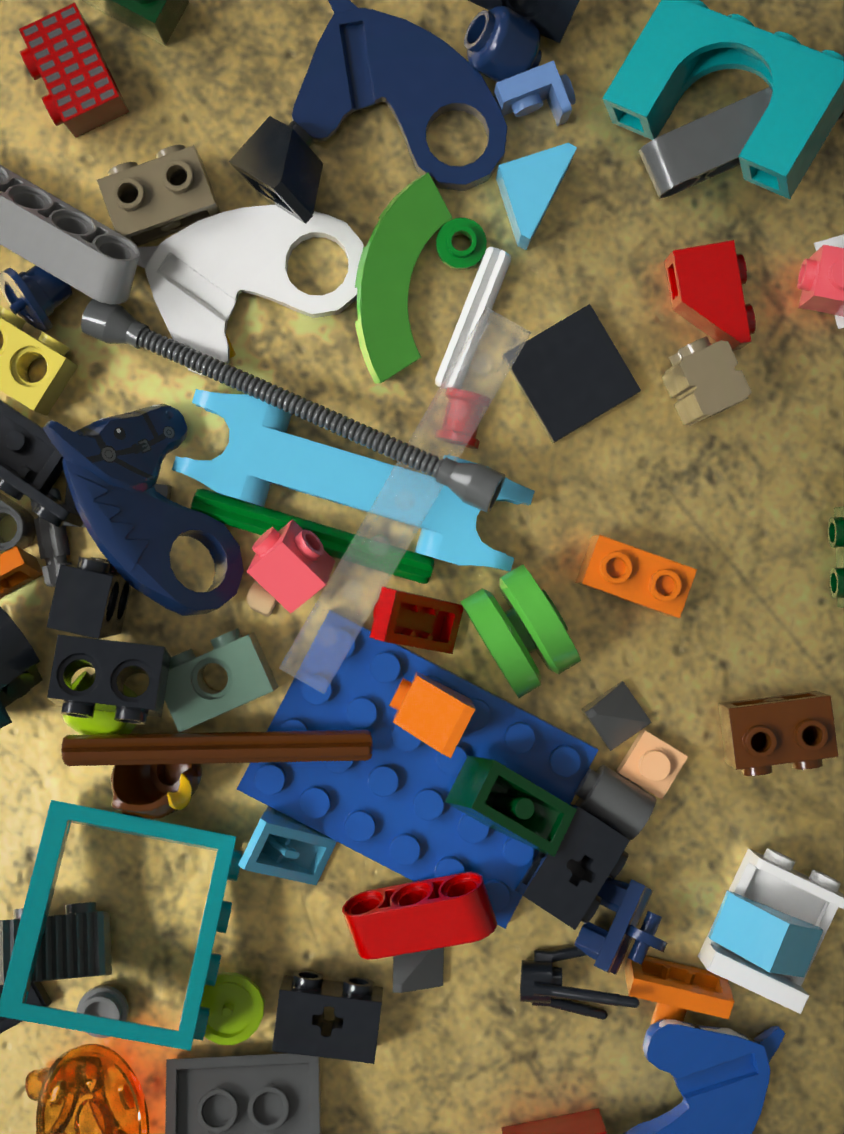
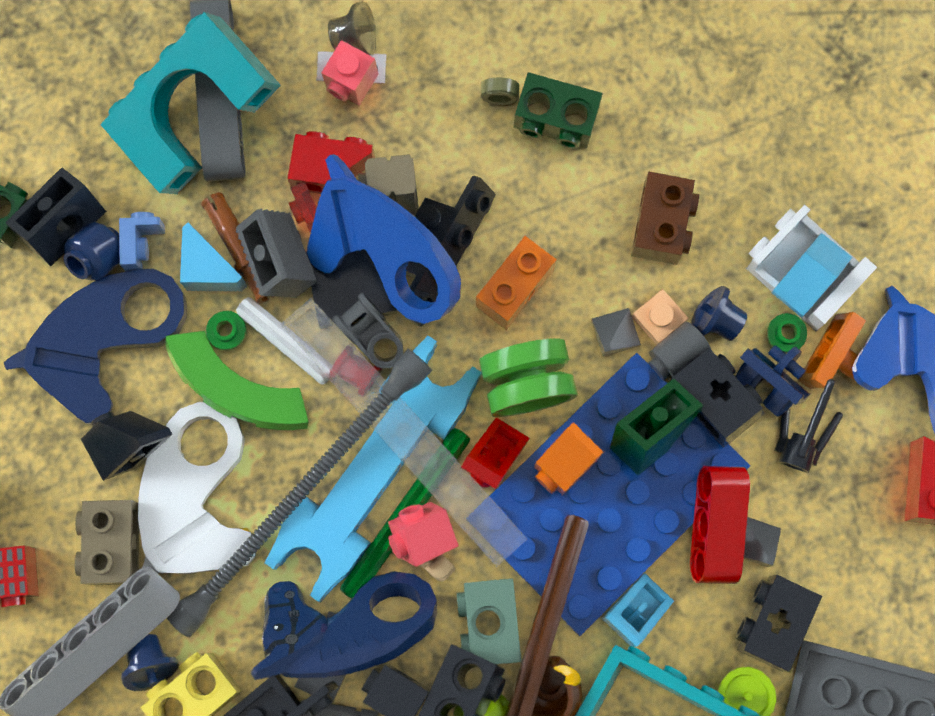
camera: 70 degrees left, 10 degrees down
(516, 418) = (369, 330): none -> dark grey piece
(554, 239) = (226, 224): none -> dark orange pin
(573, 270) = (276, 254): none -> dark grey brick
(644, 284) = (303, 205): none -> clear red plate
(648, 362) = (359, 218): none -> blue animal
(651, 462) = (453, 229): none -> black bracket
(675, 910) = (776, 338): none -> green plate
(677, 835) = (719, 315): none -> dark blue piece

